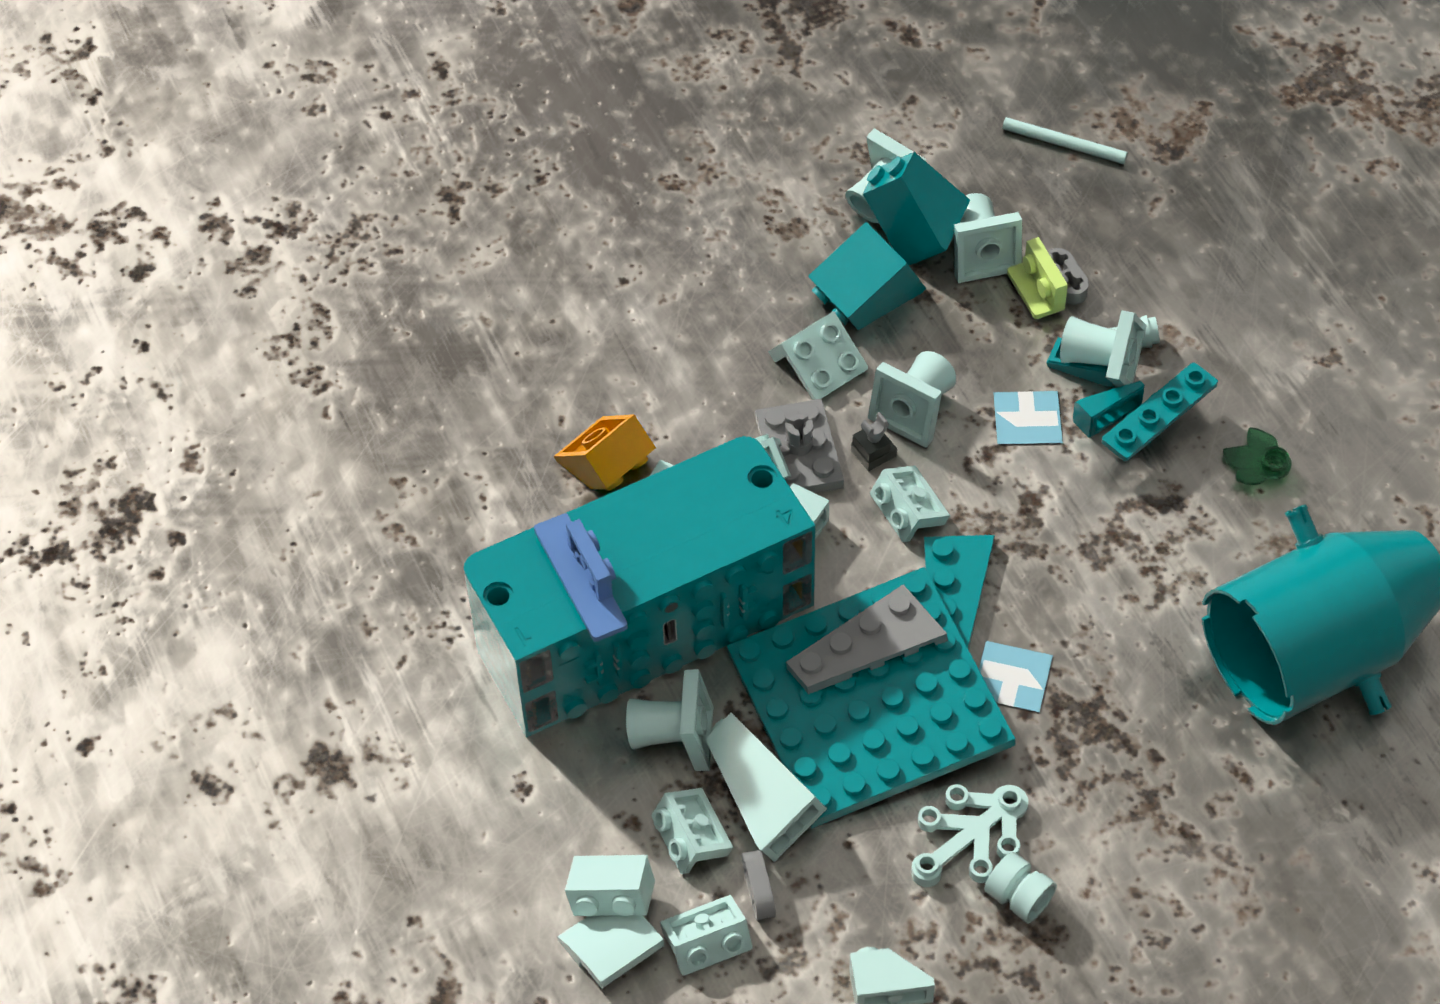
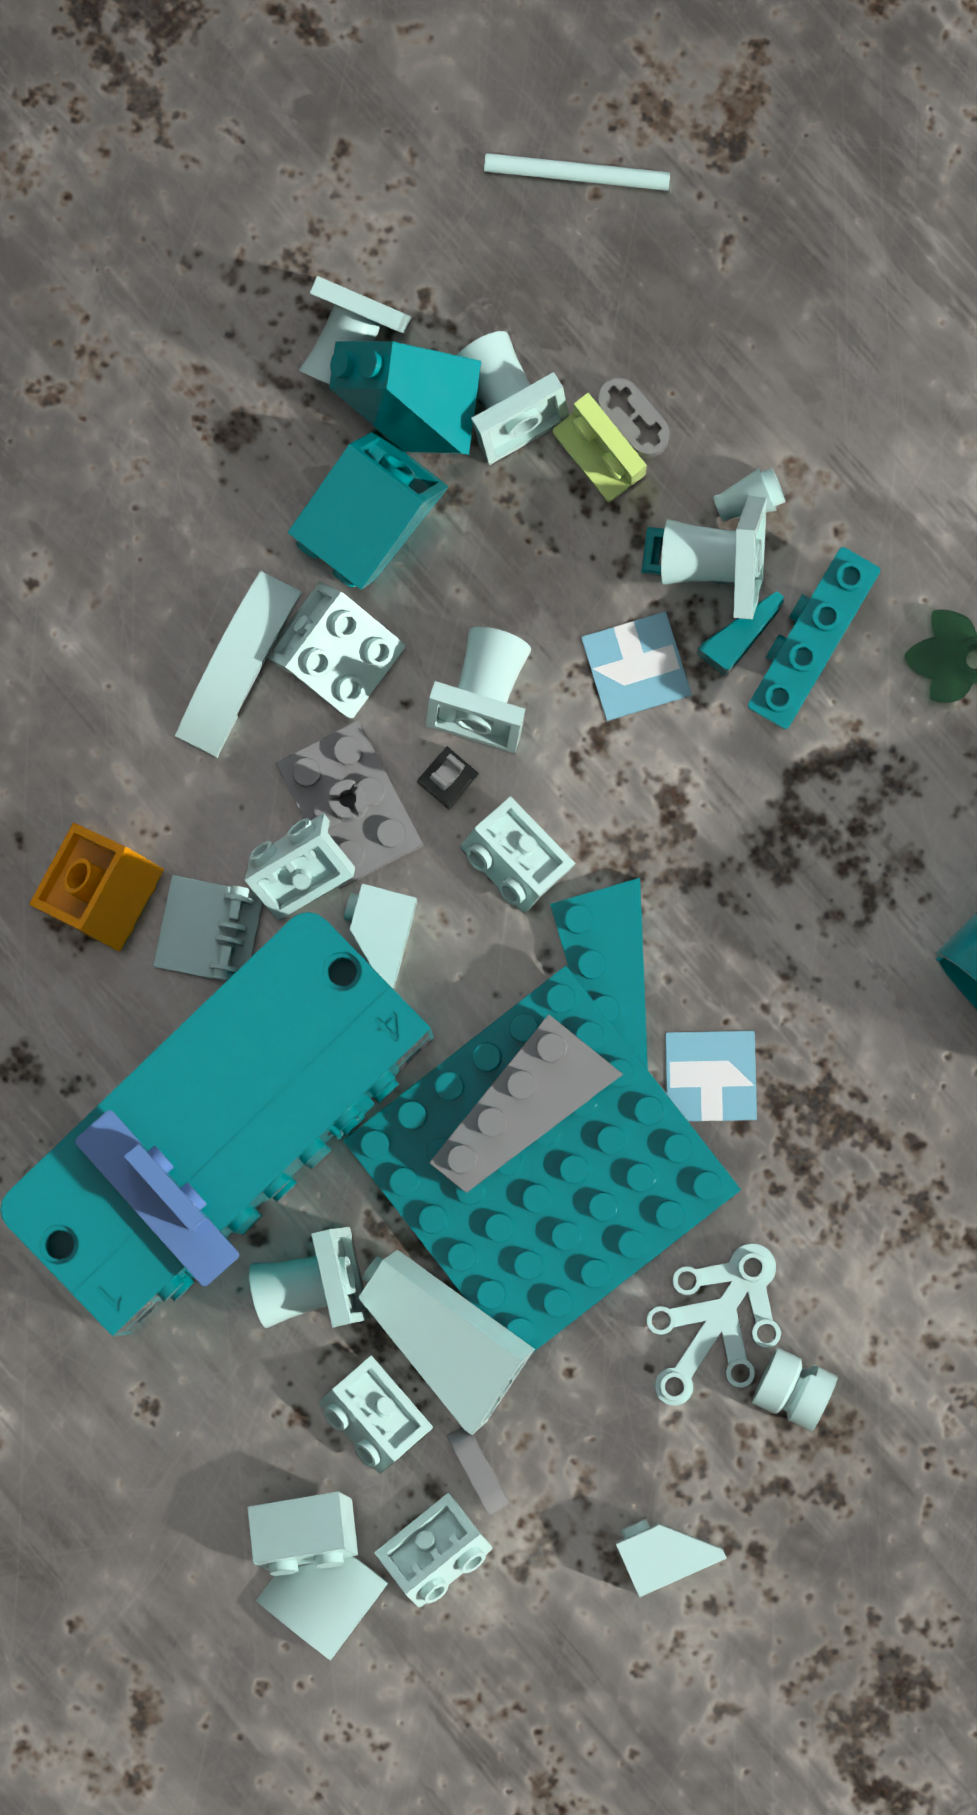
camera: 15 degrees left, 30 degrees up
(743, 349) = (237, 663): none -> light aqua slope

